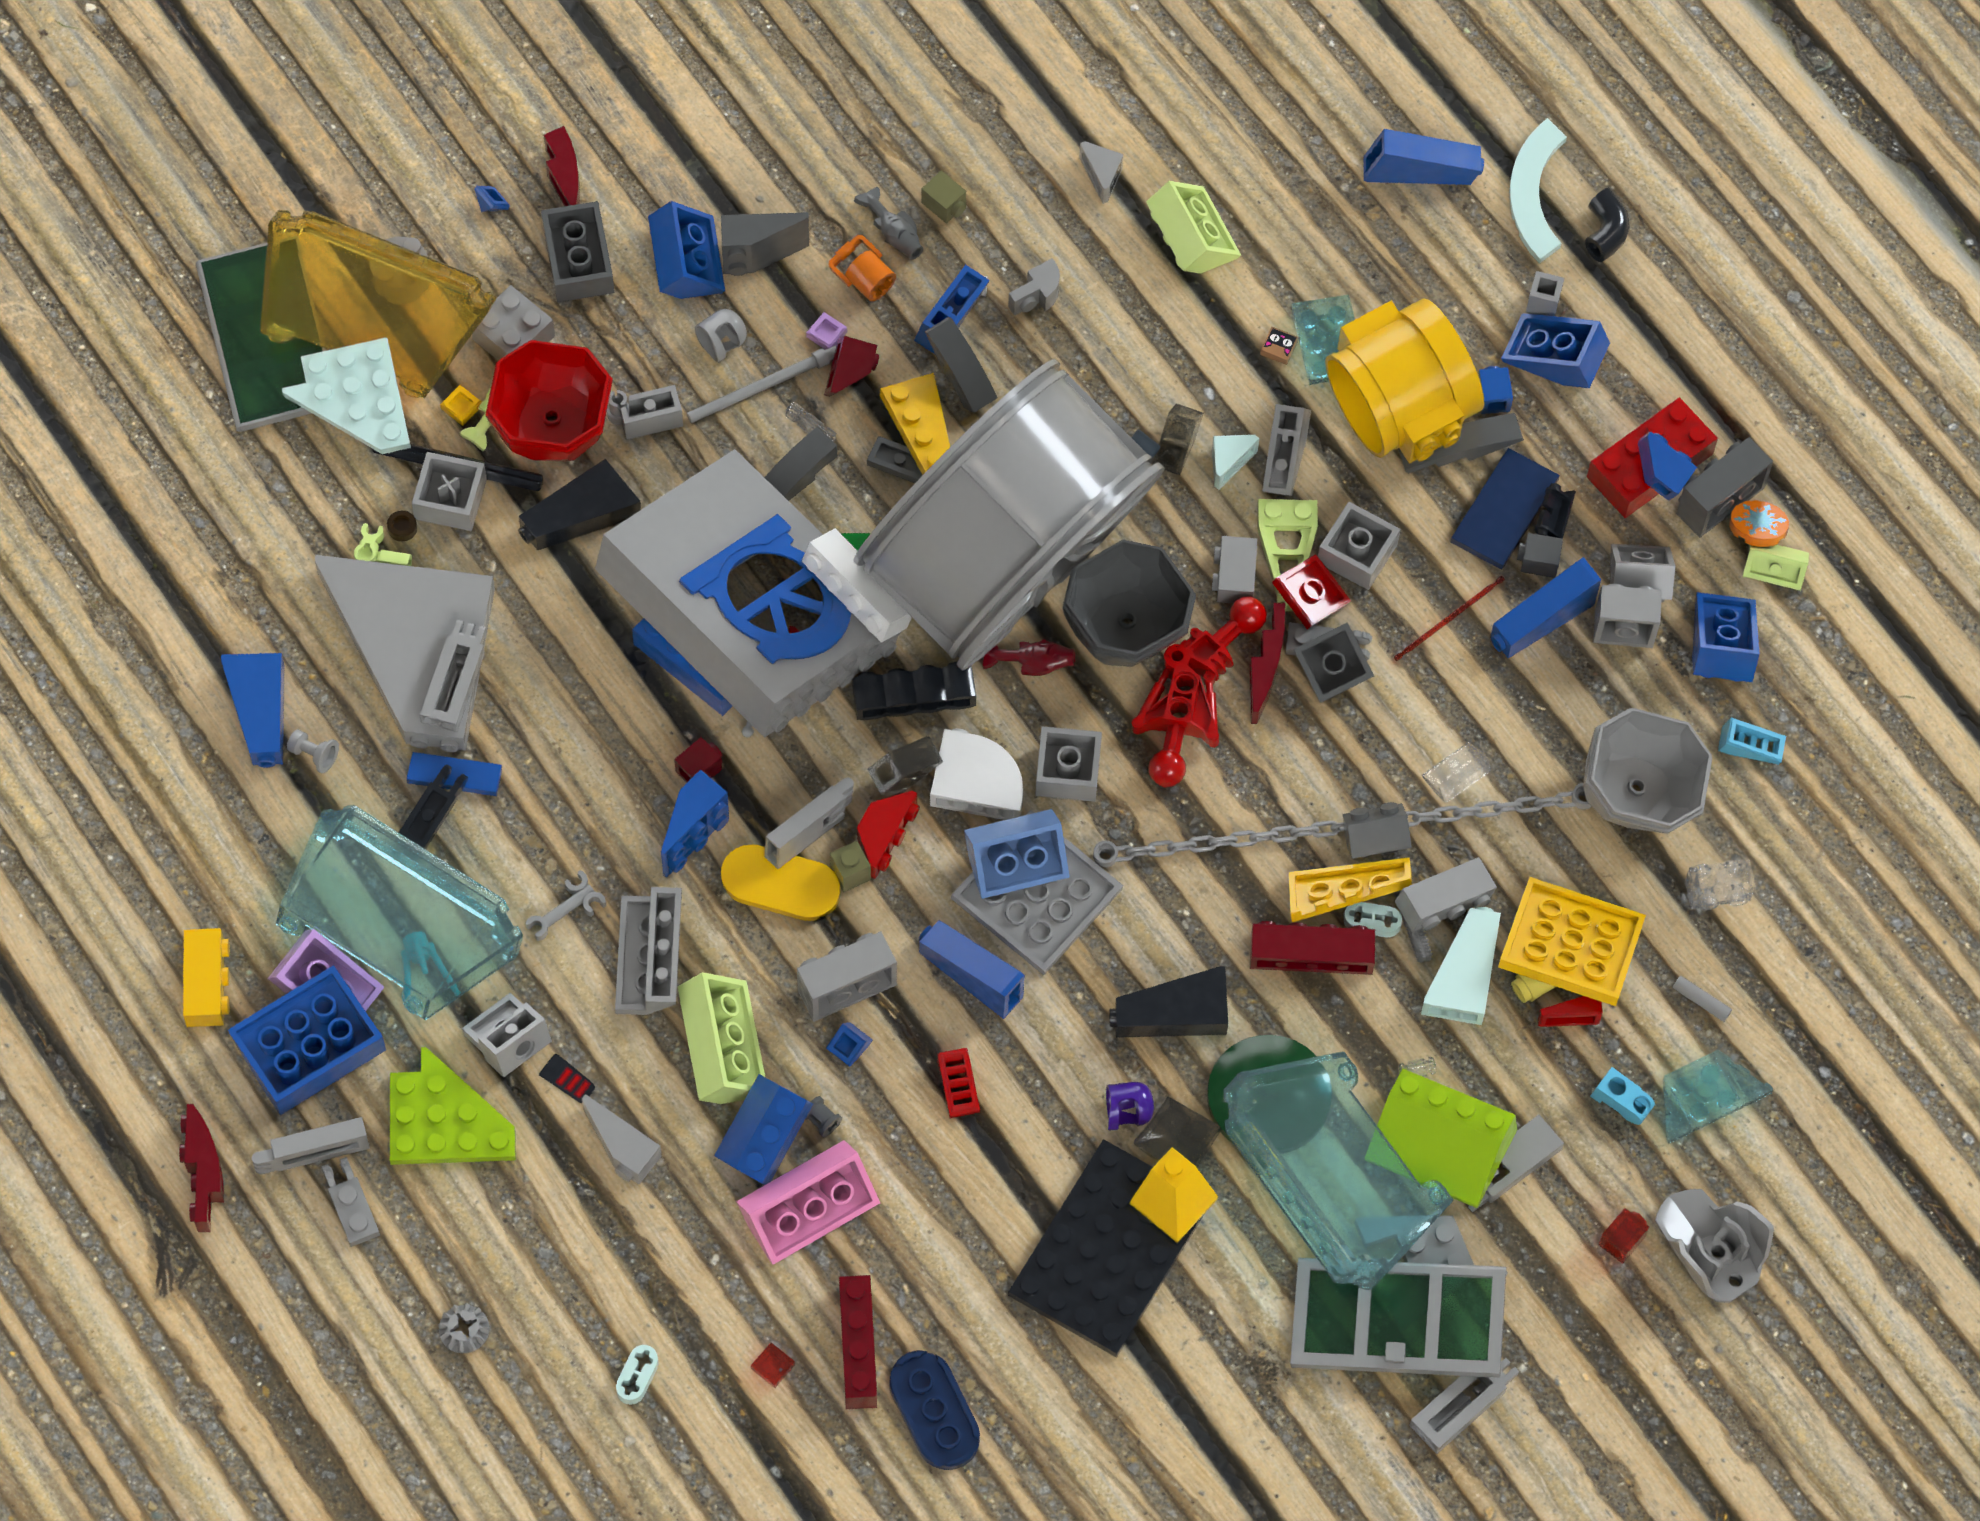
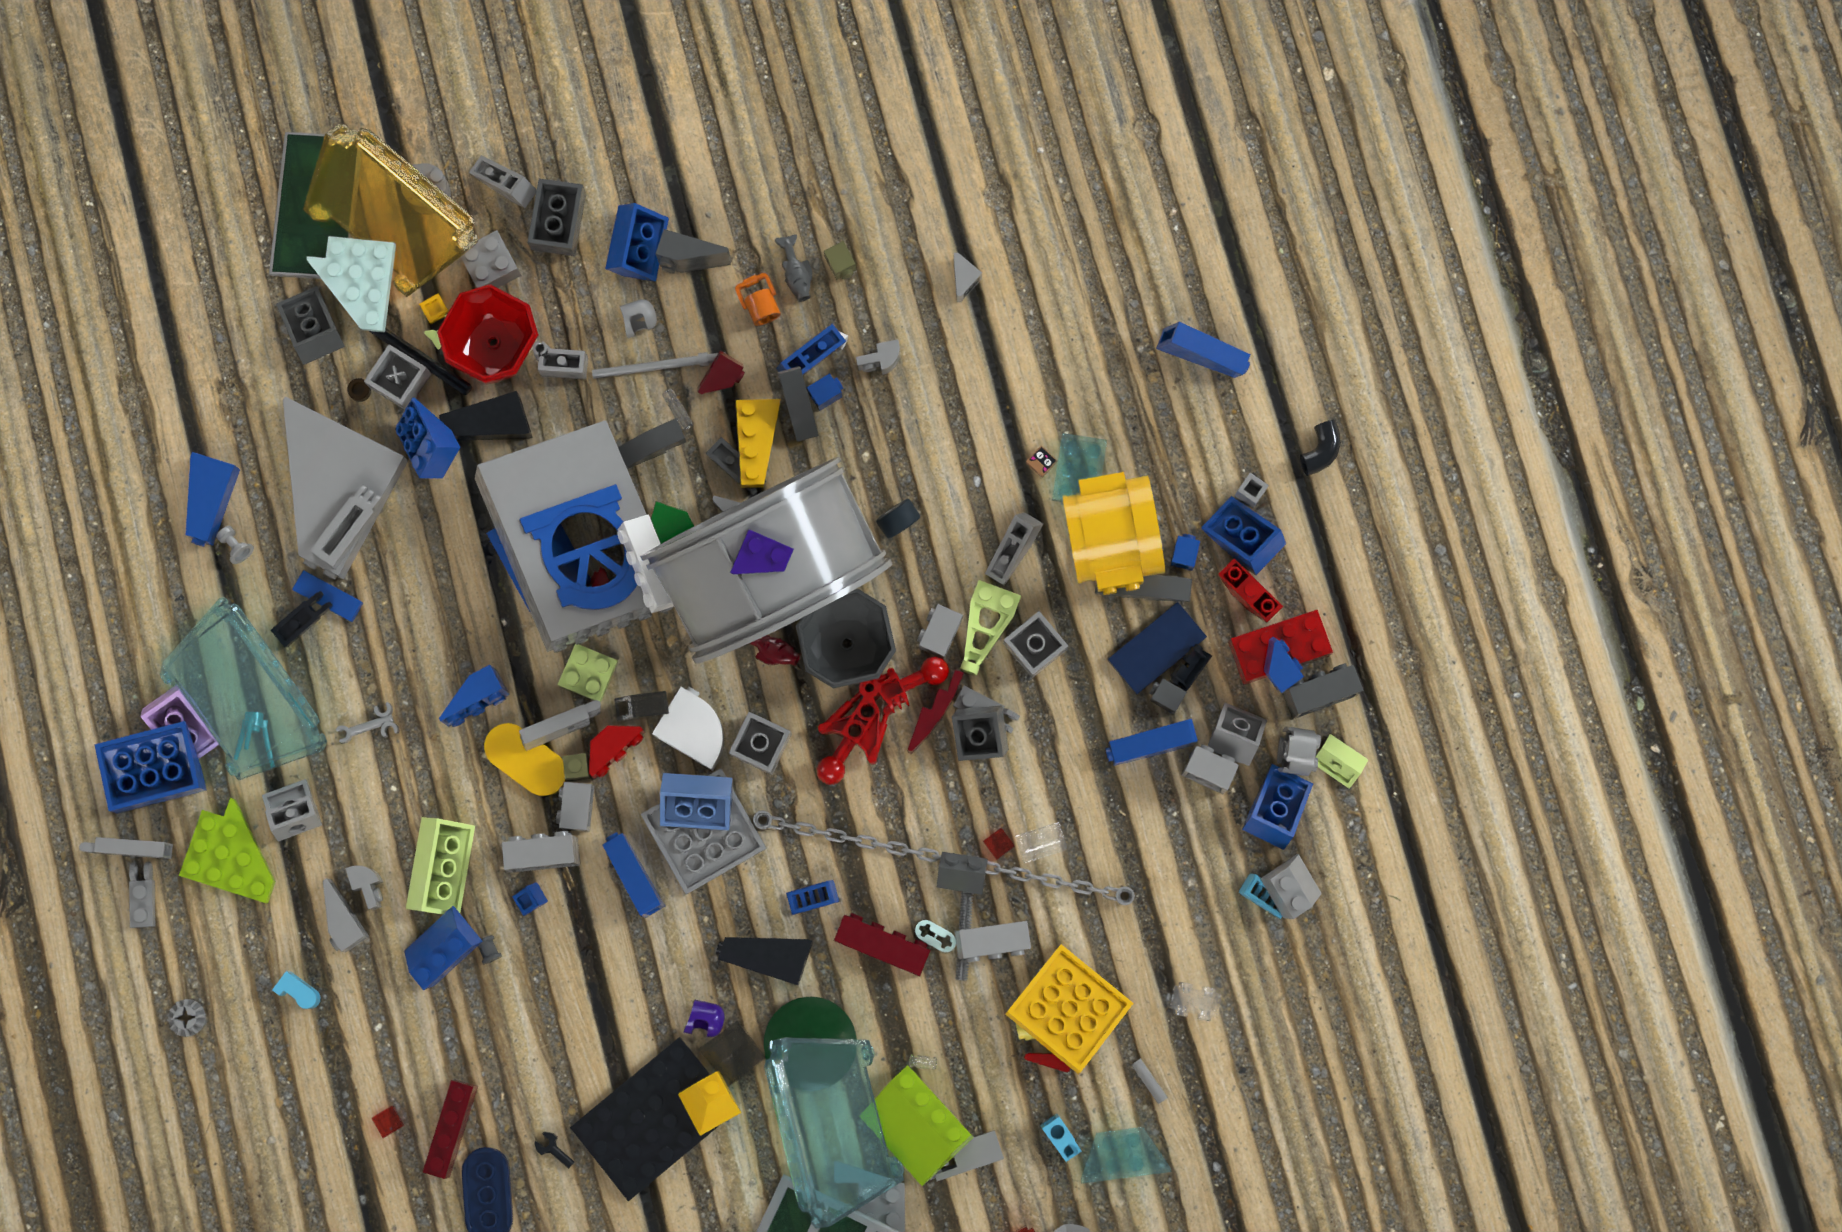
camera: 25 degrees right, 15 degrees up
(204, 1165) = (52, 826): dark red slope -> none
(205, 977) = (99, 693): yellow brick -> none
(314, 469) = (310, 325): none -> dark grey slope
(368, 549) = (326, 403): yellowish green bar -> none
(490, 199) = (513, 151): blue slope -> none
(494, 233) = (503, 181): none -> light grey slope
(514, 549) = (426, 440): none -> blue slope
(562, 167) = (573, 146): dark red slope -> none
(566, 1078) = (325, 855): black sticker -> none
(597, 1244) = (304, 994): none -> medium azure leg
(634, 1084) = (365, 879): none -> light grey brick
(643, 1378) = (295, 1099): light aqua beam -> none
(648, 951) = (411, 781): light grey slope -> none
(699, 757) = (500, 649): dark red brick -> none
(808, 1201) = (454, 1010): bright pink slope -> none
(817, 757) = (587, 673): none -> yellowish green plate
(826, 331) = (716, 338): lavender tile -> none
(865, 909) = (576, 806): none -> light grey brick
(912, 692) = (663, 645): black brick -> none
(951, 1058) = (602, 959): red slope -> none
(988, 345) = (825, 391): none -> blue brick
(996, 1326) = (553, 1149): none -> black bar
(1020, 466) = (761, 555): none -> dark purple wing
(1178, 438) = (938, 512): clear smoke slope -> none
(1192, 227) = (1013, 346): yellowish green slope -> none
(1208, 933) = (831, 891): none -> blue slope
(1230, 455) = (970, 539): light aqua slope -> none
(1311, 591) = (987, 668): red tile -> none
(1336, 887) = (922, 907): yellow wing -> none
(1406, 789) = (998, 843): none -> clear red tile
(1449, 618) = (1079, 721): clear red piece -> none
(1465, 974) = (985, 1002): light aqua slope -> none
(1524, 190) = (1272, 397): light aqua tile -> none
(1589, 407) = (1249, 591): none -> red slope
(1656, 755) = (1192, 906): light grey rock -> none
(1723, 562) = (1298, 751): none -> light grey brick
(1759, 523) = (1338, 726): orange tile -> none
(1778, 720) = (1291, 887): none -> light grey slope

